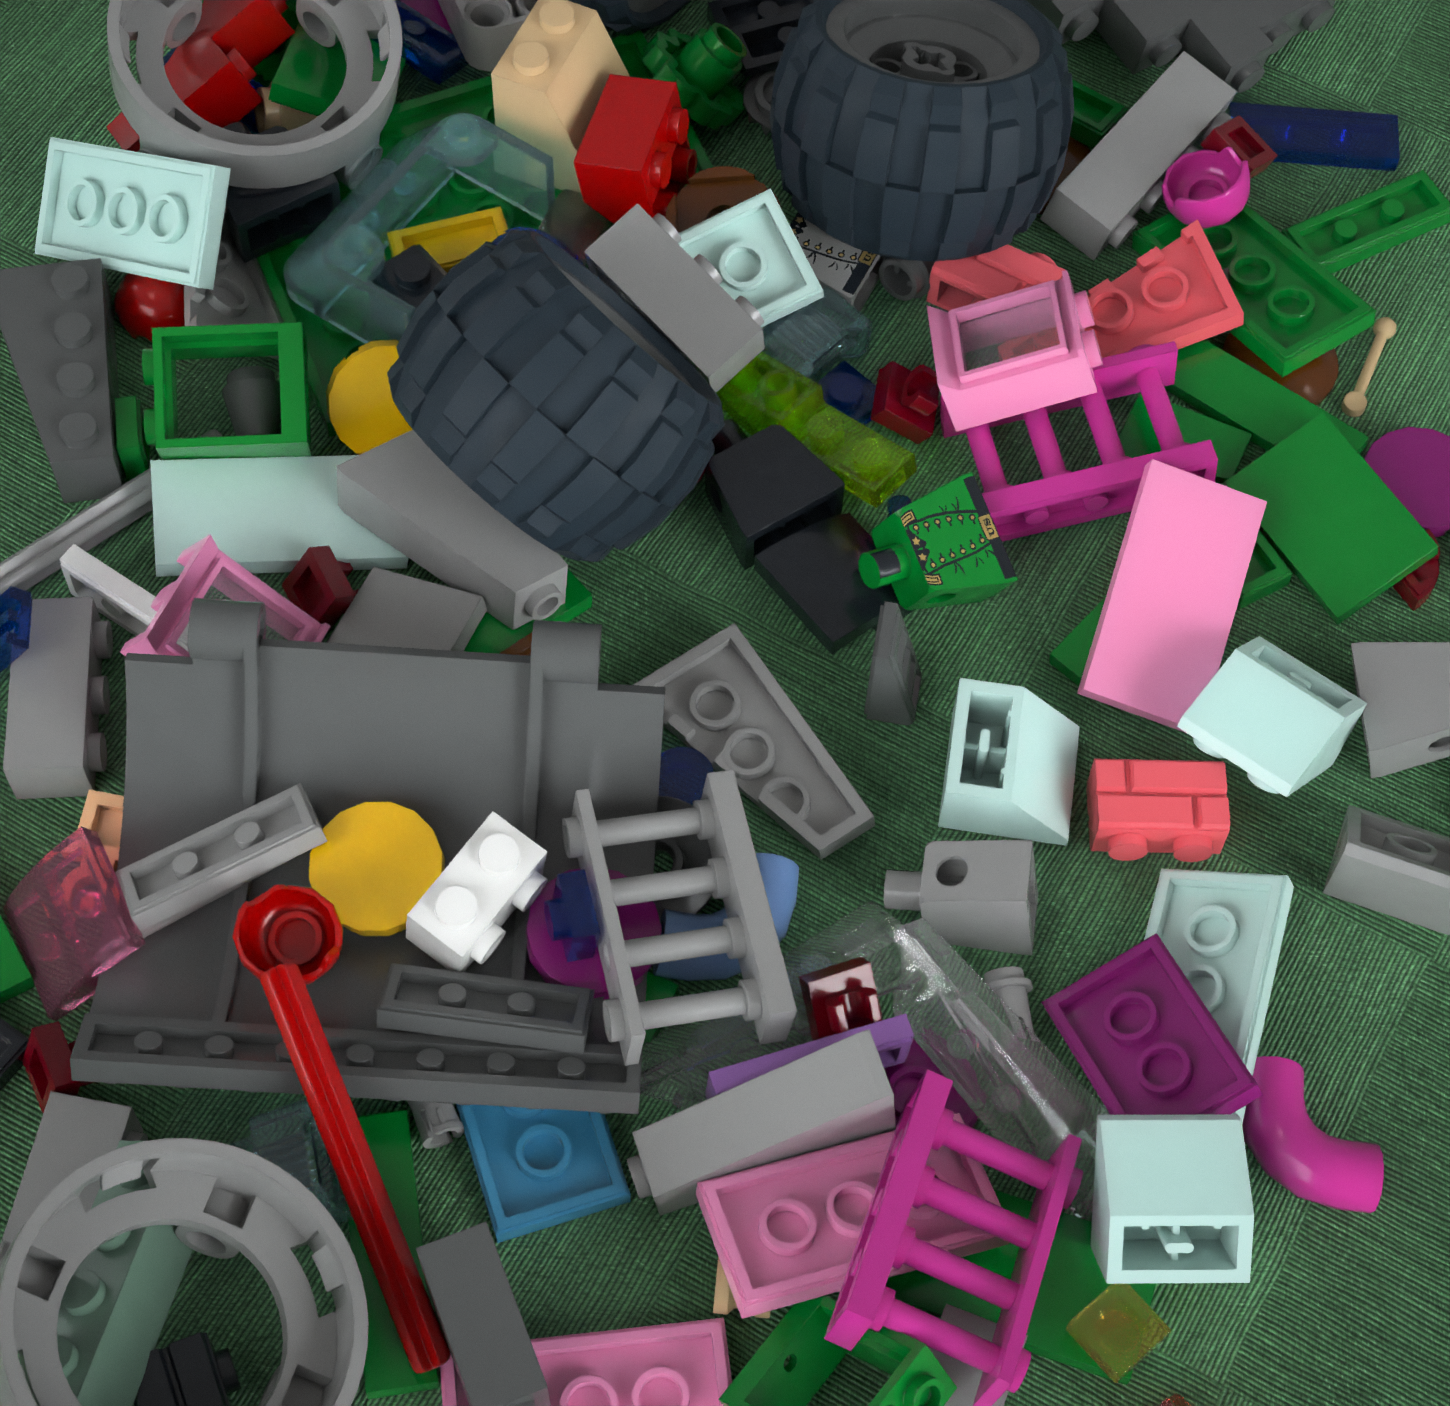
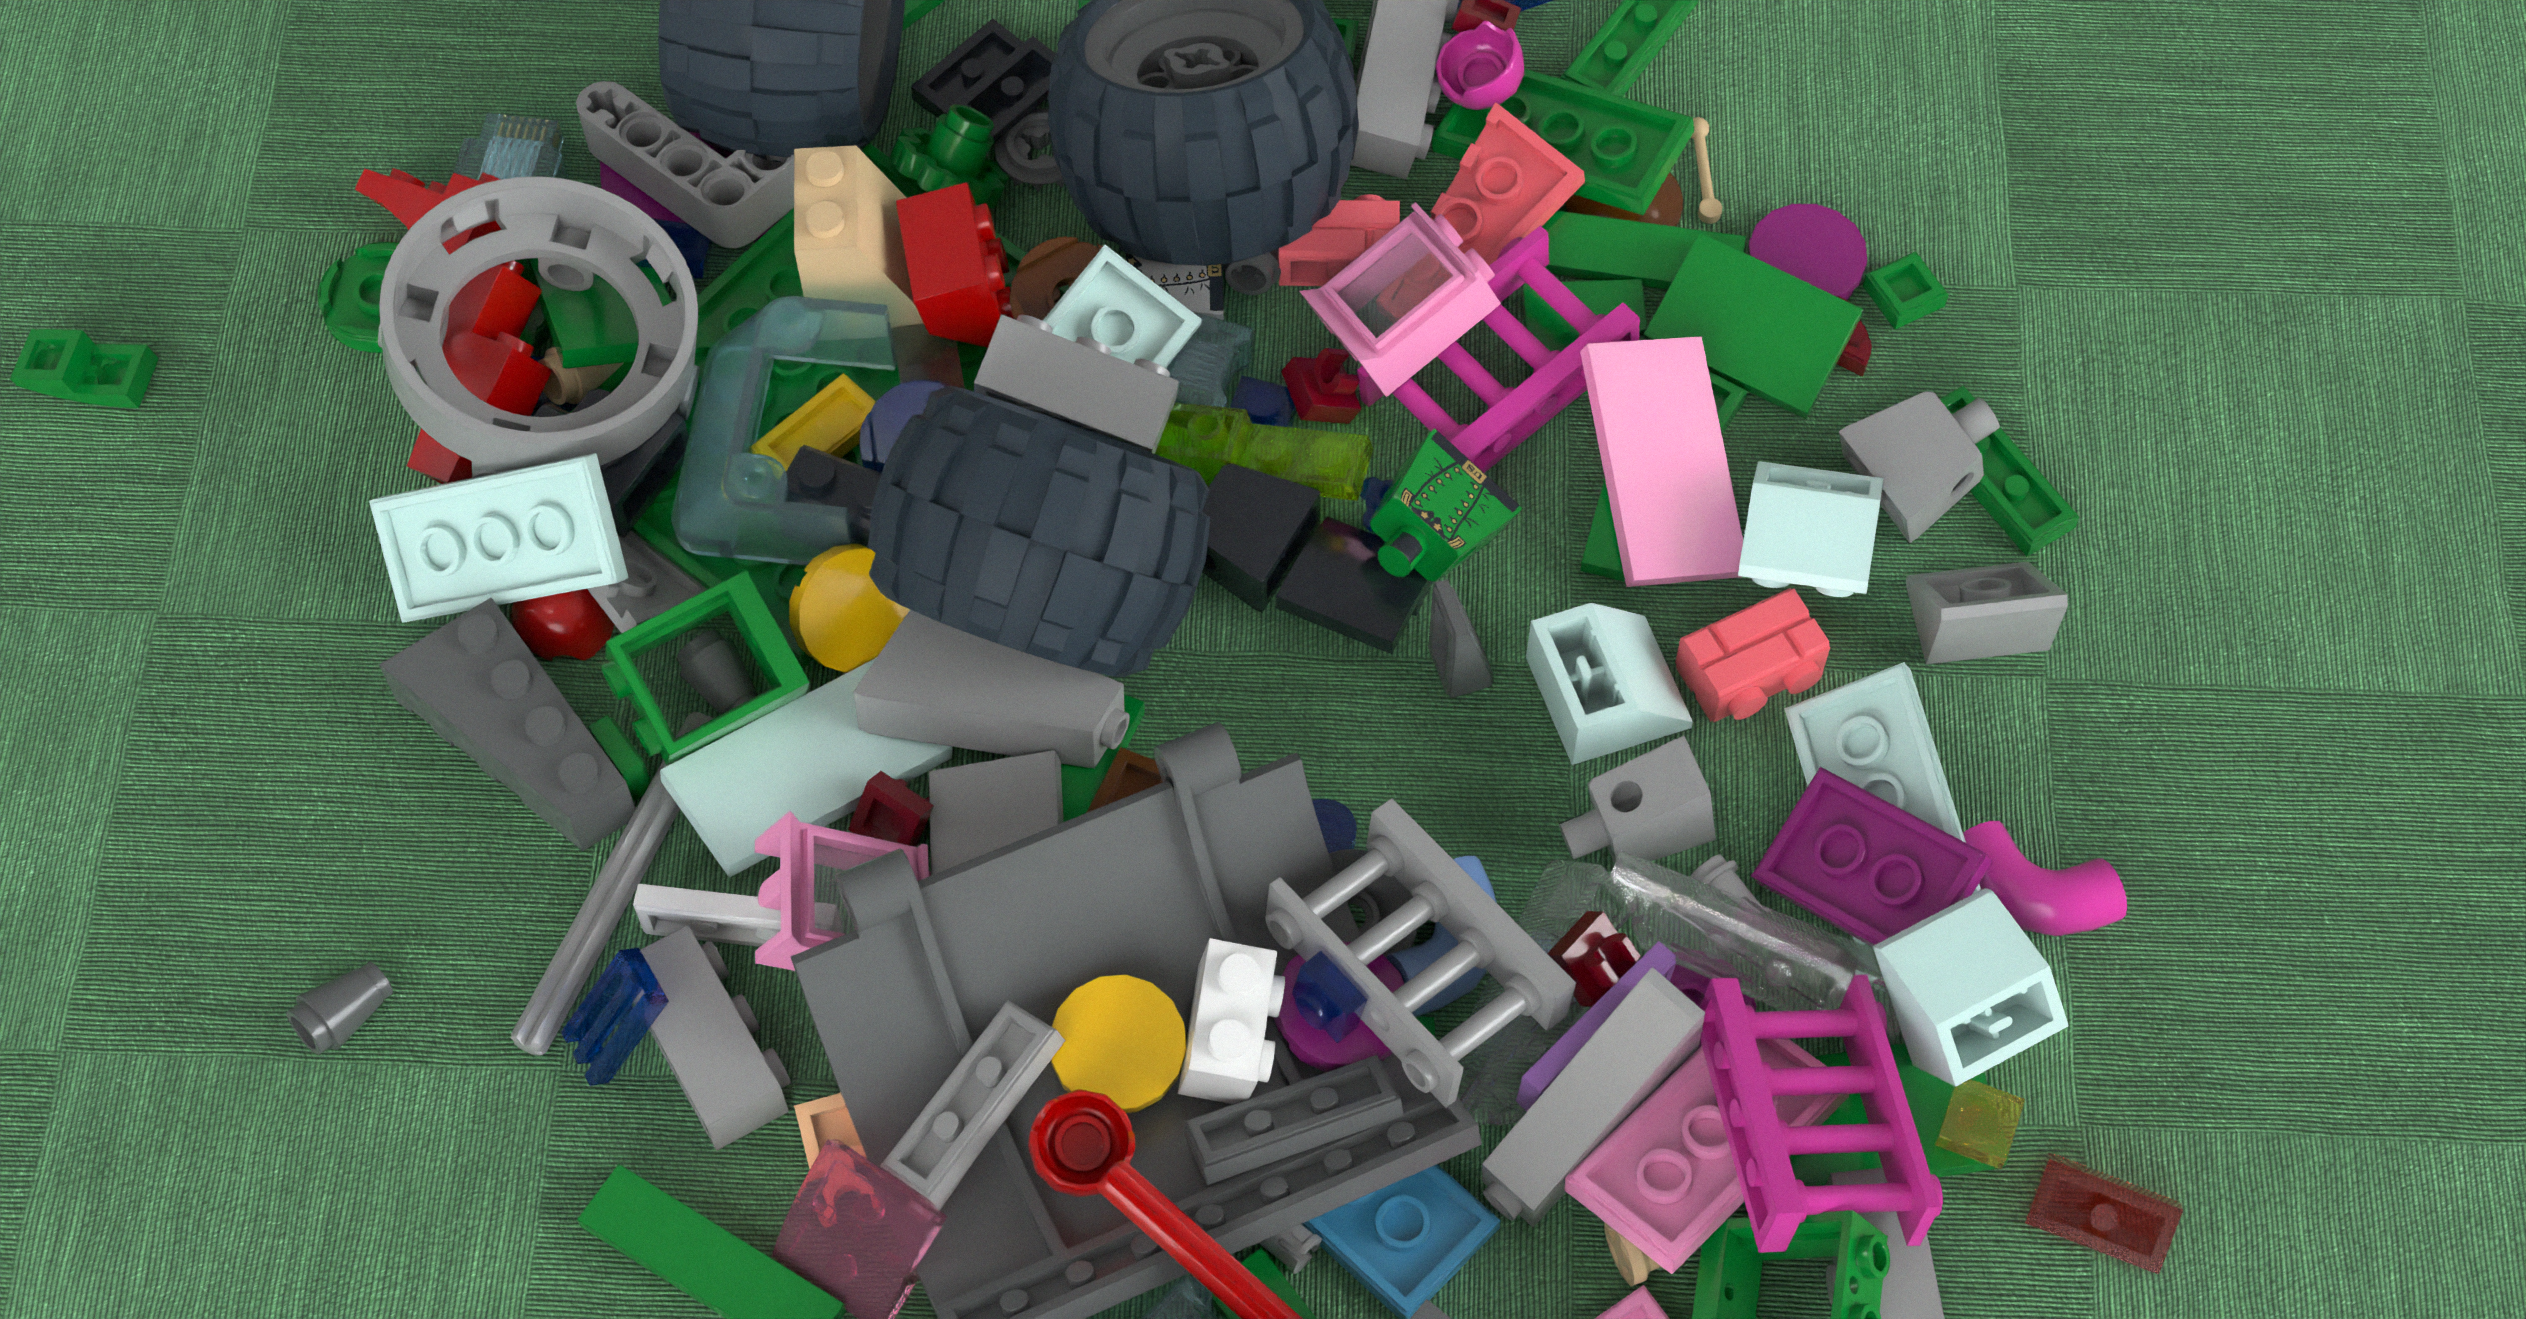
camera: 25 degrees left, 0 degrees up
(743, 721) = (1370, 757): light grey wing -> none

